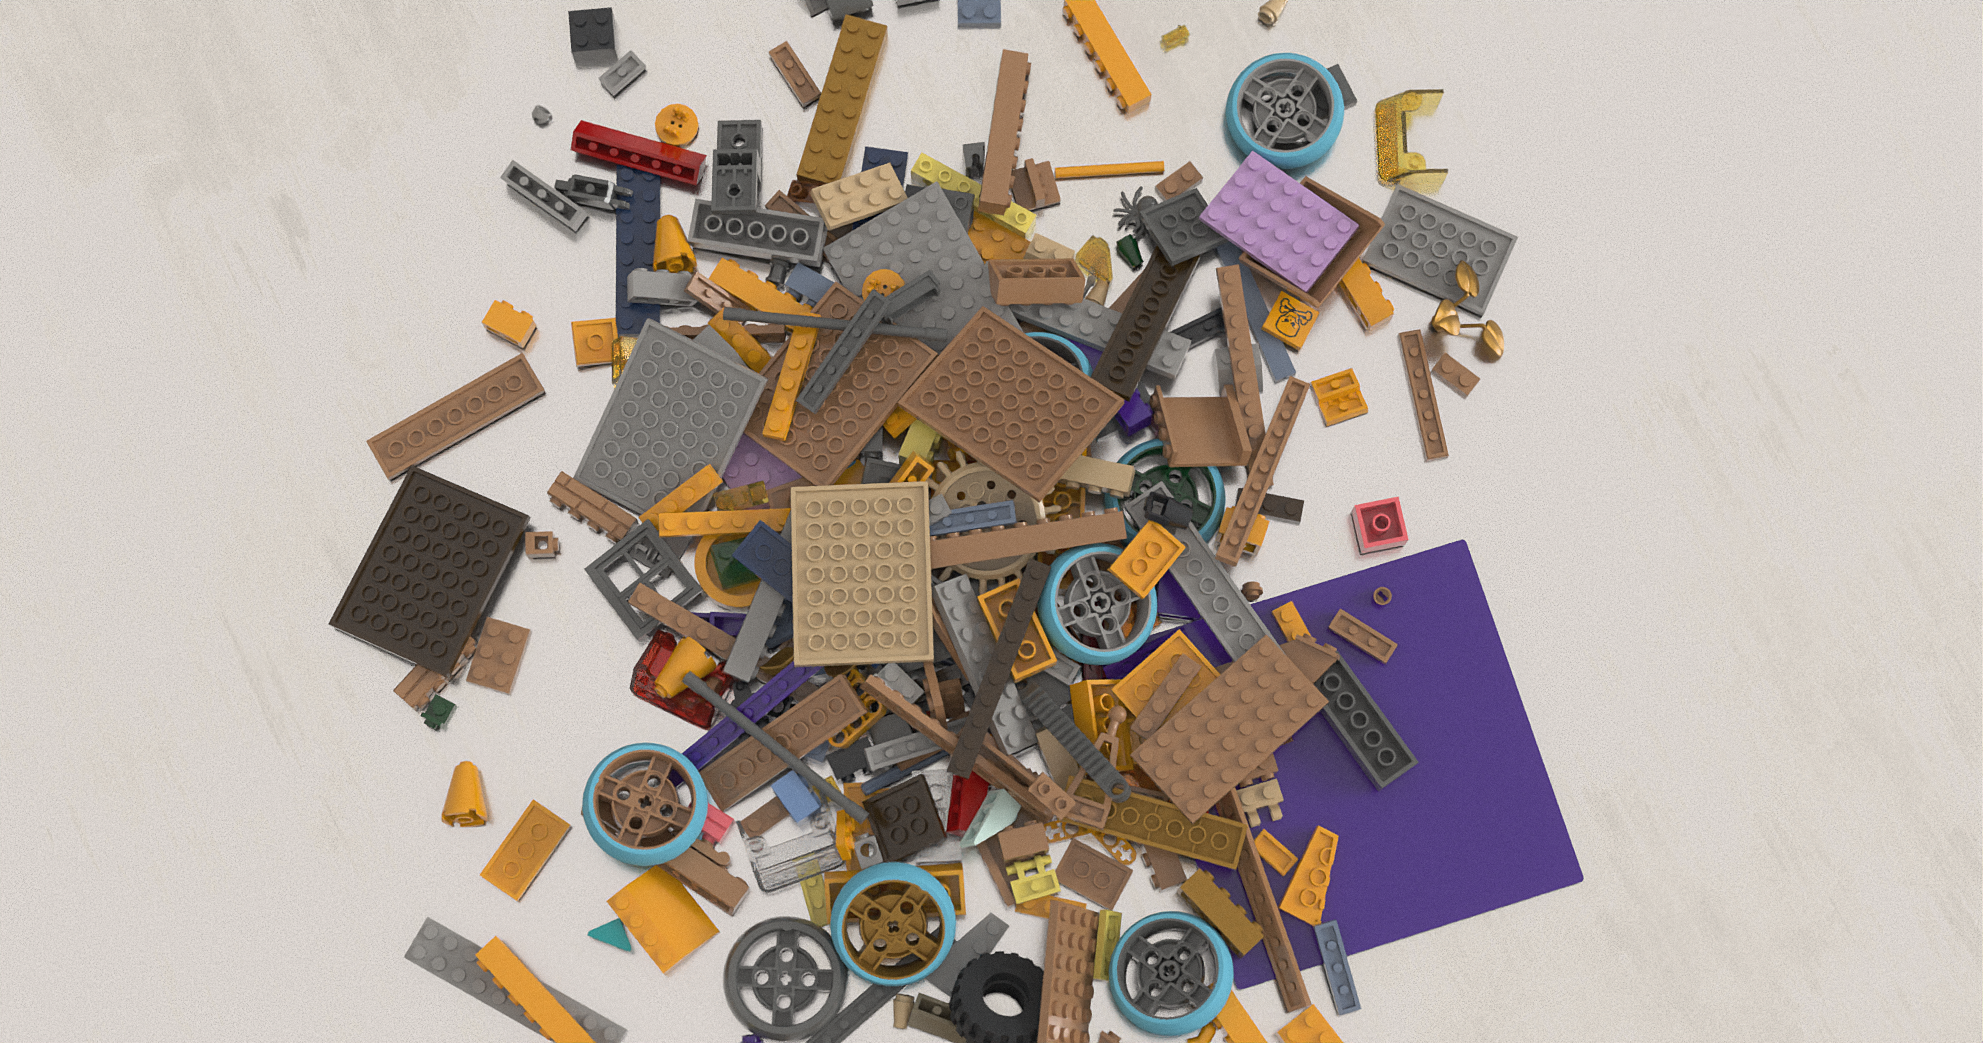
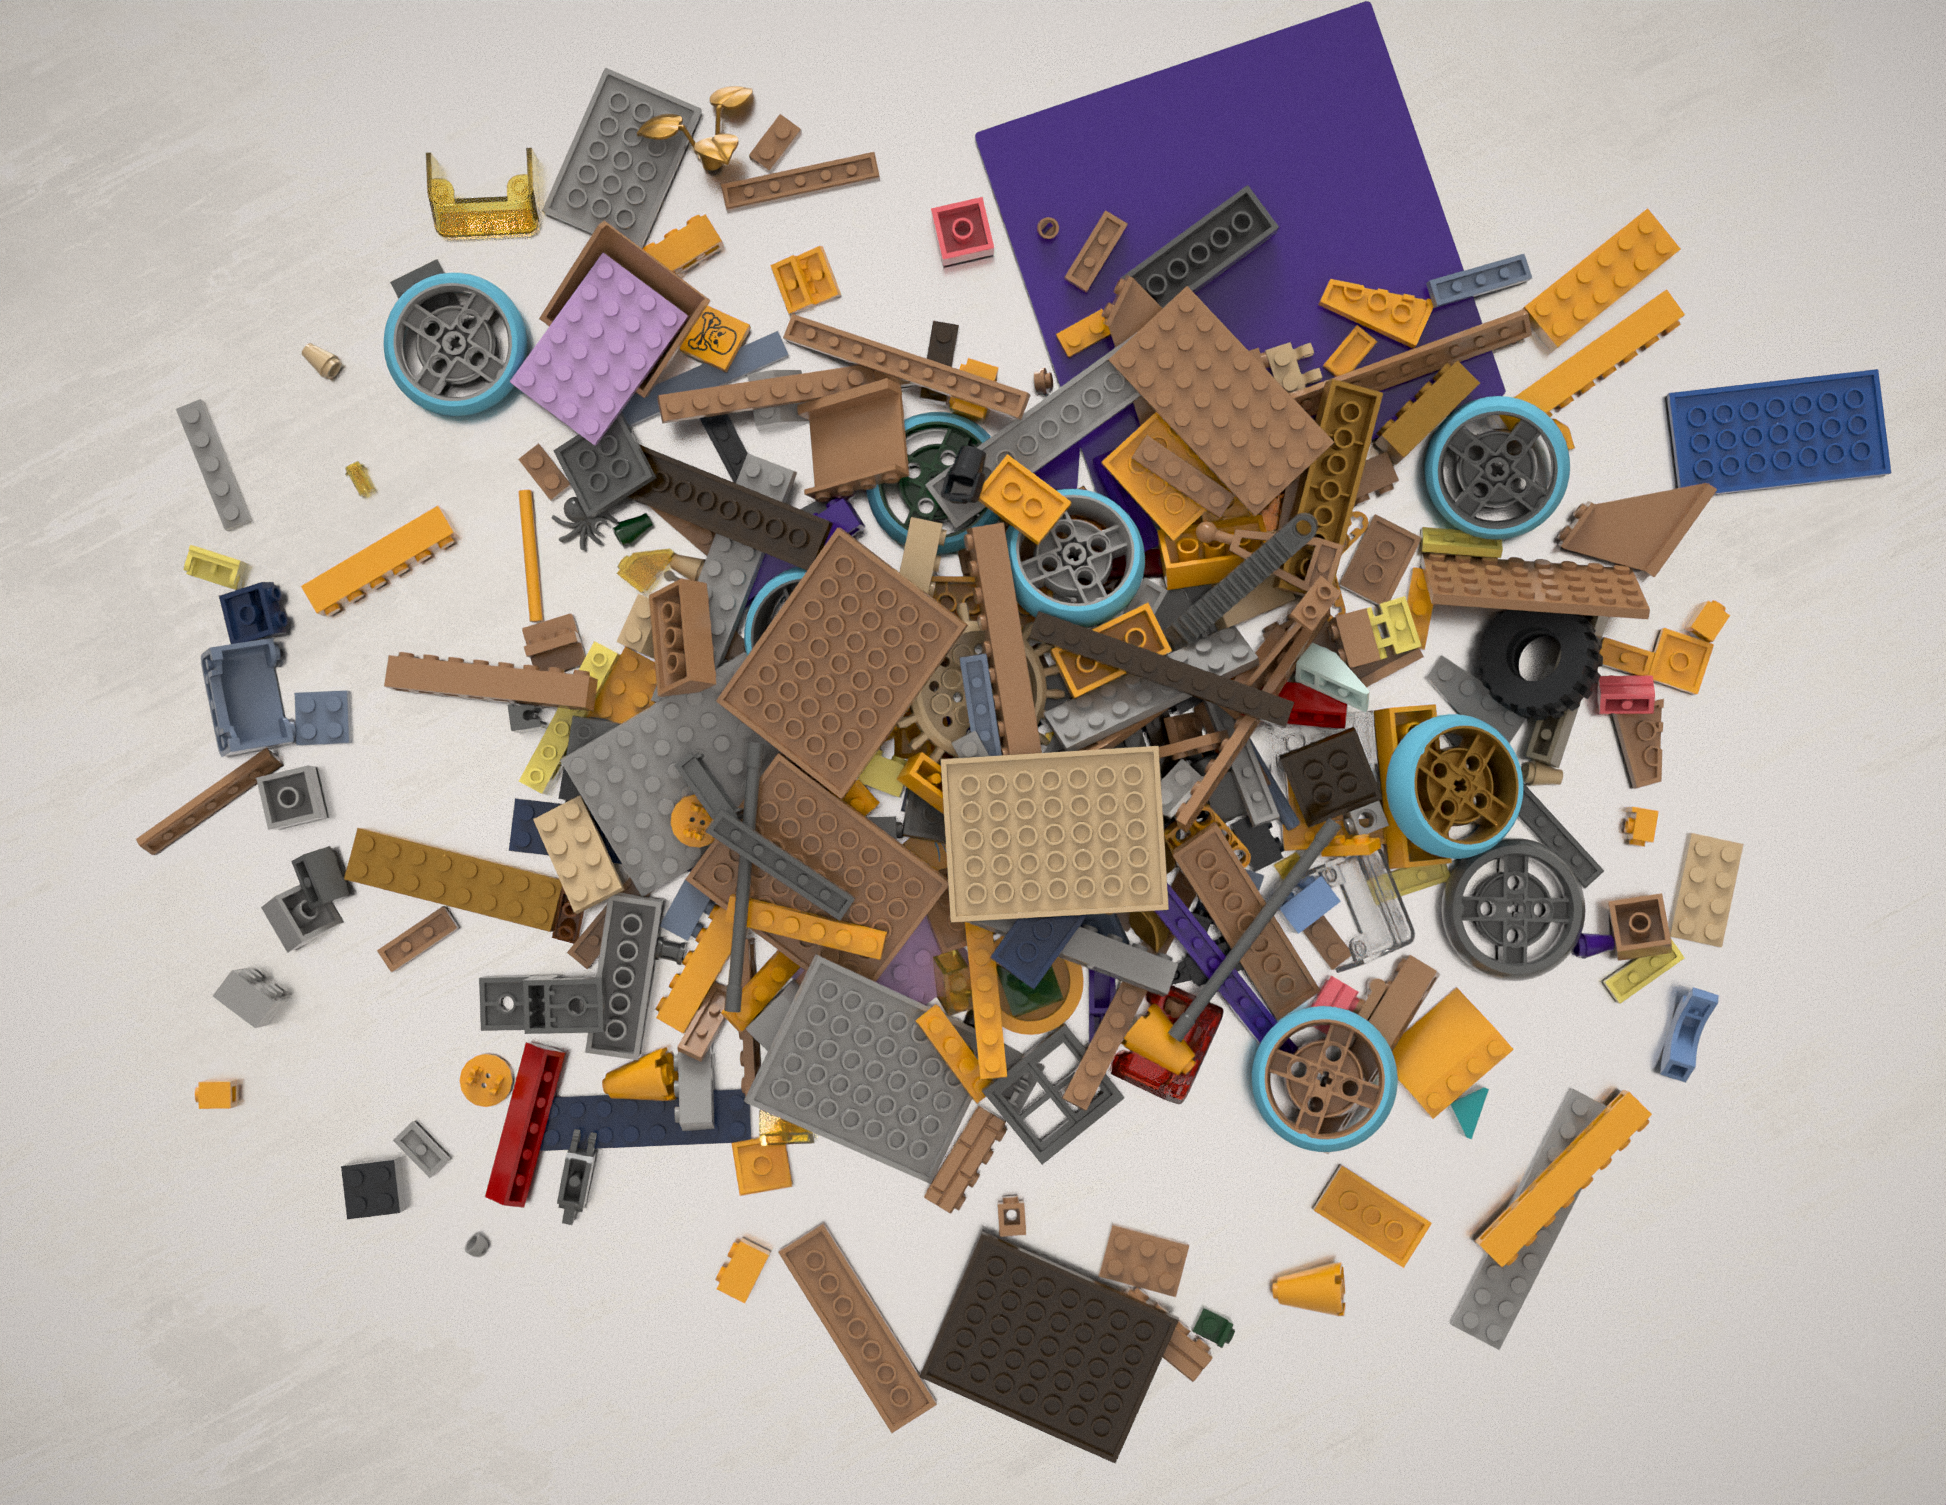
camera: 85 degrees left, 10 degrees up
(544, 195) = (582, 1236): light grey brick -> none

